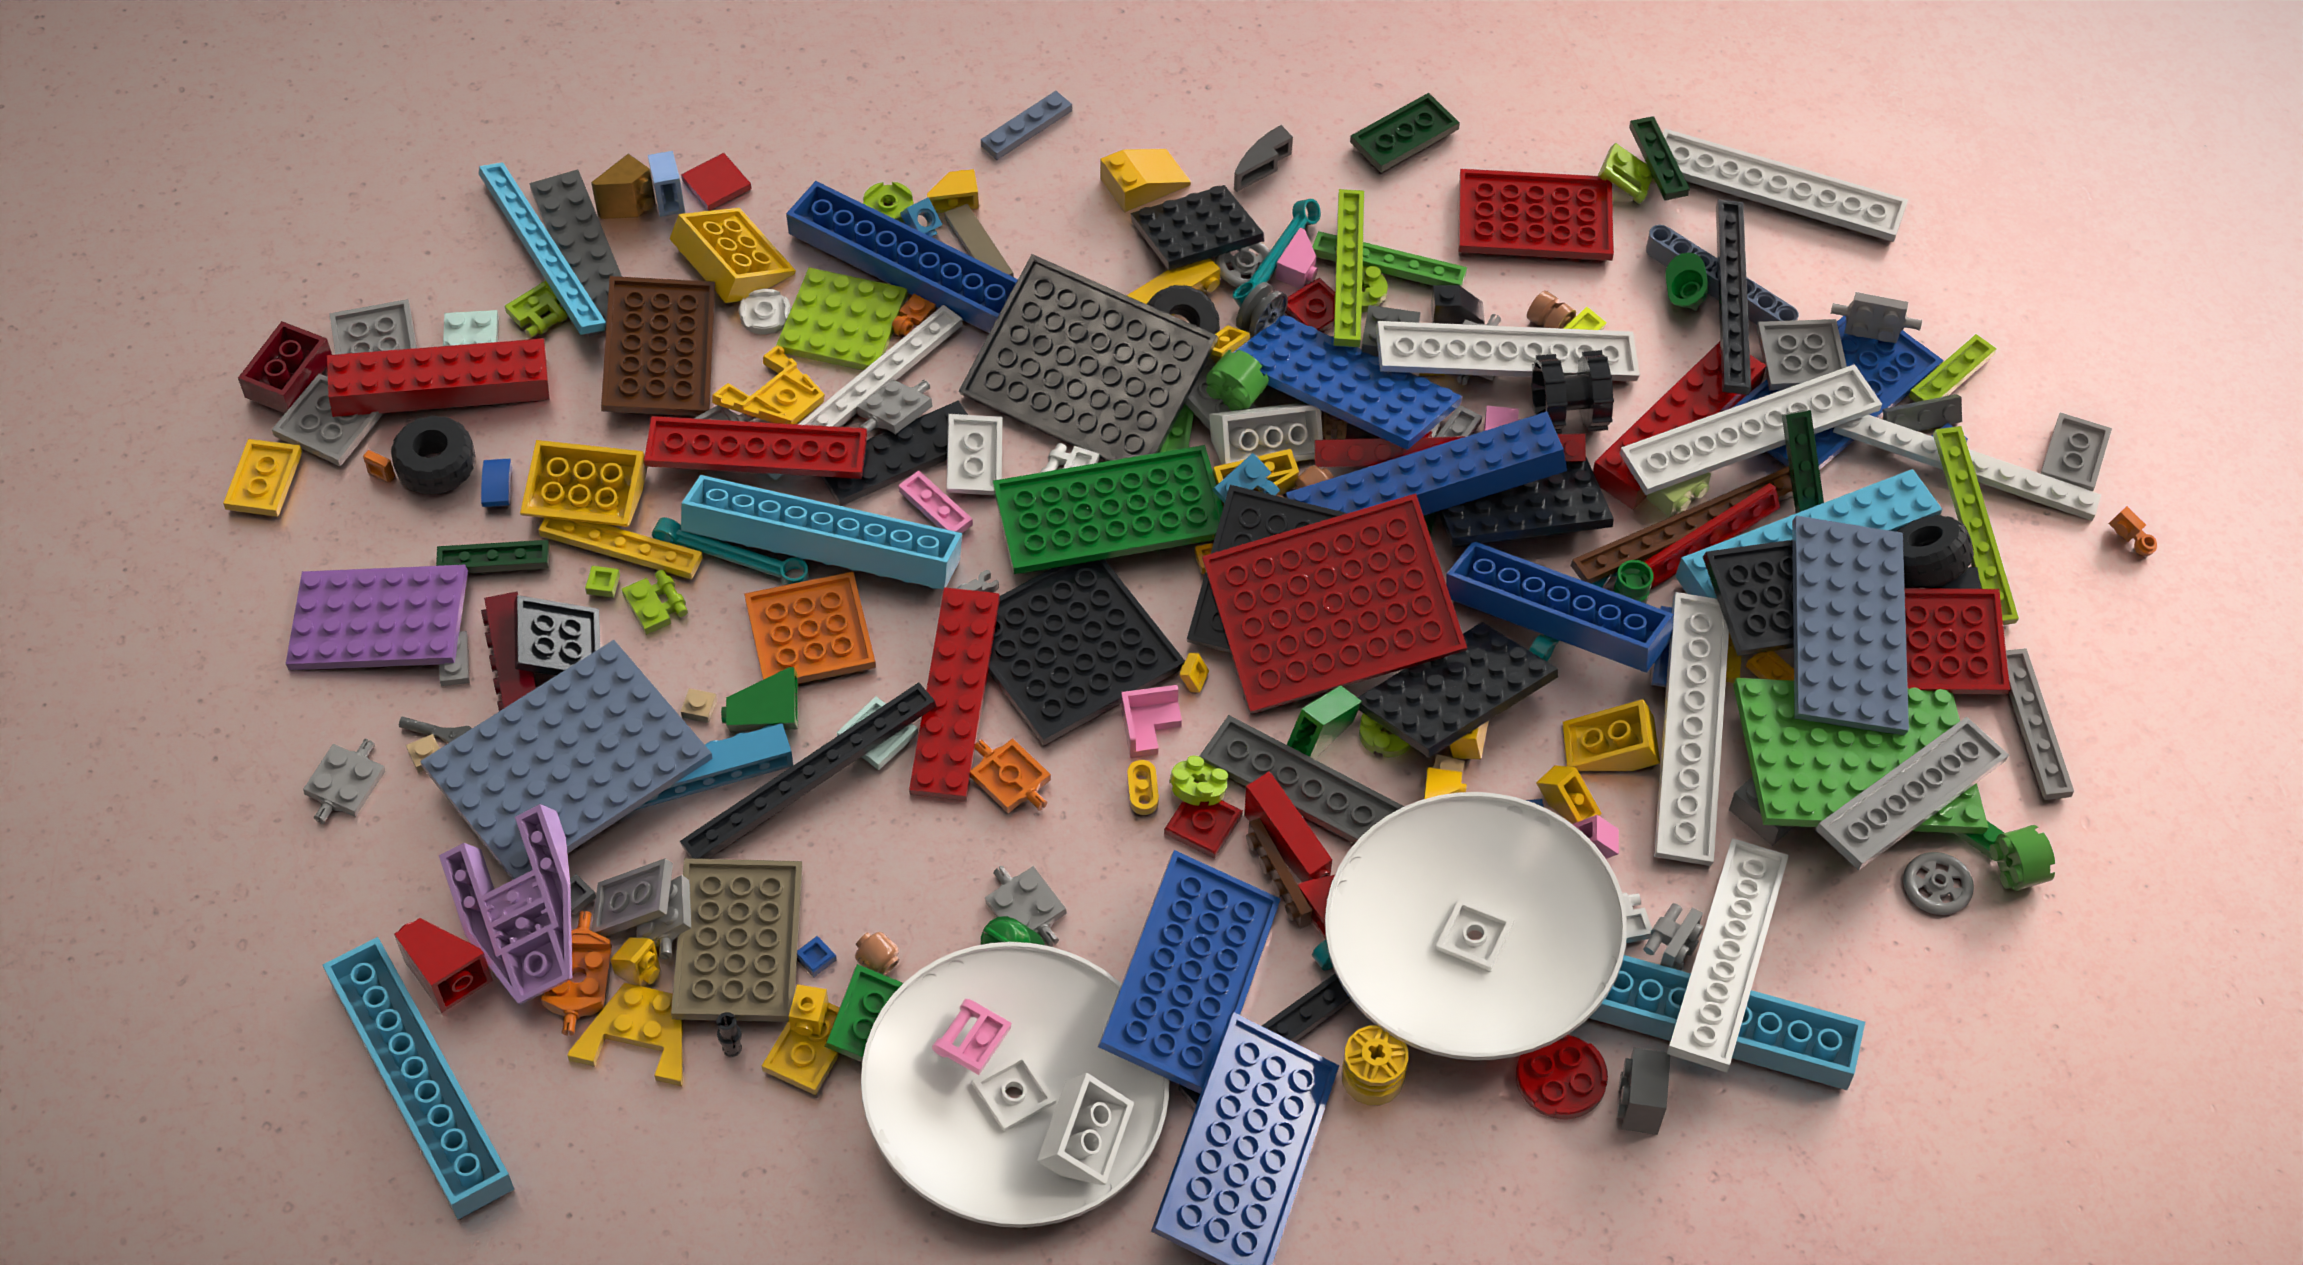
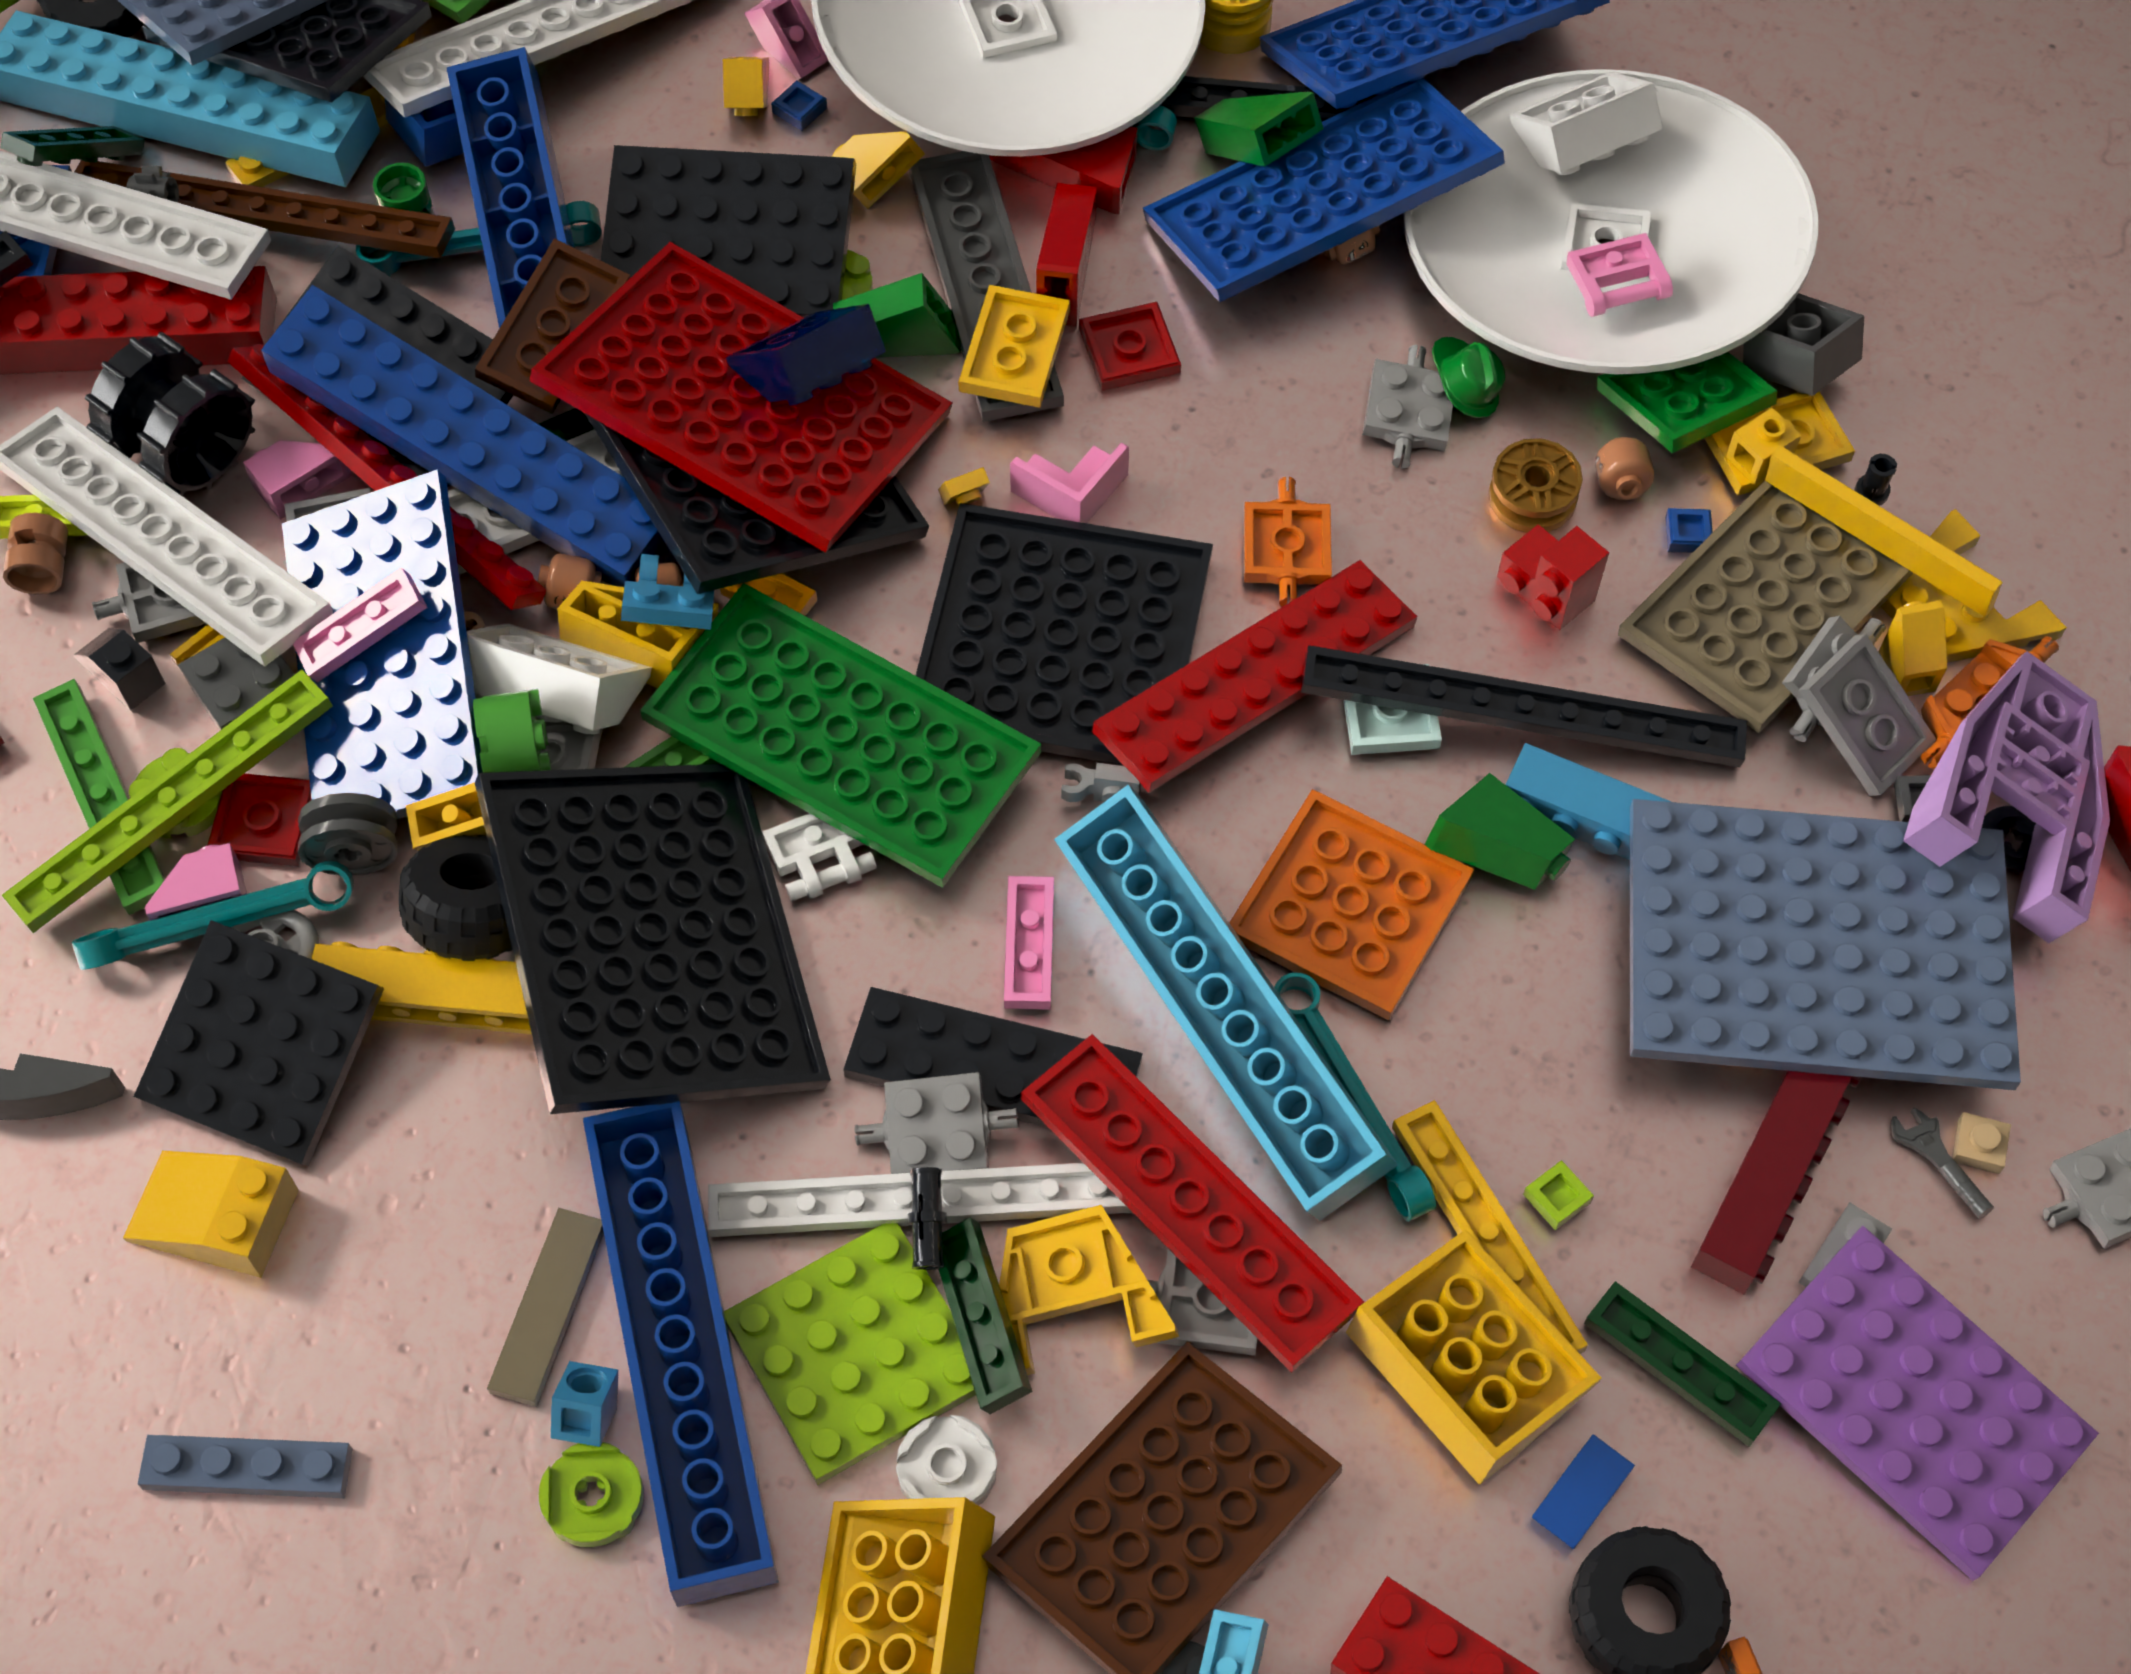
camera: 135 degrees left, 5 degrees up
(553, 634) = (1699, 1135): plate -> none
(646, 605) = (1524, 1115): lime plate -> none
(699, 705) = (1572, 924): tan plate -> none
(700, 997) = (1883, 531): none -> yellow tile
(801, 354) = (982, 1318): none -> dark green plate
(835, 1097) = (1807, 345): none -> dark grey brick
(857, 364) = (927, 1218): none -> black pin
(858, 858) = (1554, 575): none -> red brick
(912, 312) = (746, 1270): orange plate -> none
(920, 921) = (1538, 464): none -> pearl gold wheel
(954, 191) = (481, 1420): yellow slope -> none
(973, 453) = (914, 956): white plate -> none
(1142, 789) = (1153, 422): yellow plate -> none
(1211, 781) = (1083, 355): lime plate -> none
(1246, 747) = (1014, 346): none -> yellow plate
(1265, 979) = (1259, 126): none -> green slope
(1283, 881) = (1113, 239): reddish brown plate -> none
(1327, 640) = (810, 354): none -> clear blue slope
(1356, 366) = (359, 625): none -> bright pink plate
(1461, 553) = (552, 304): none -> reddish brown plate
(1612, 739) = (633, 90): yellow slope -> none
(1715, 531) = (215, 169): red tile -> none
(1735, 476) = (155, 183): none -> dark grey gear

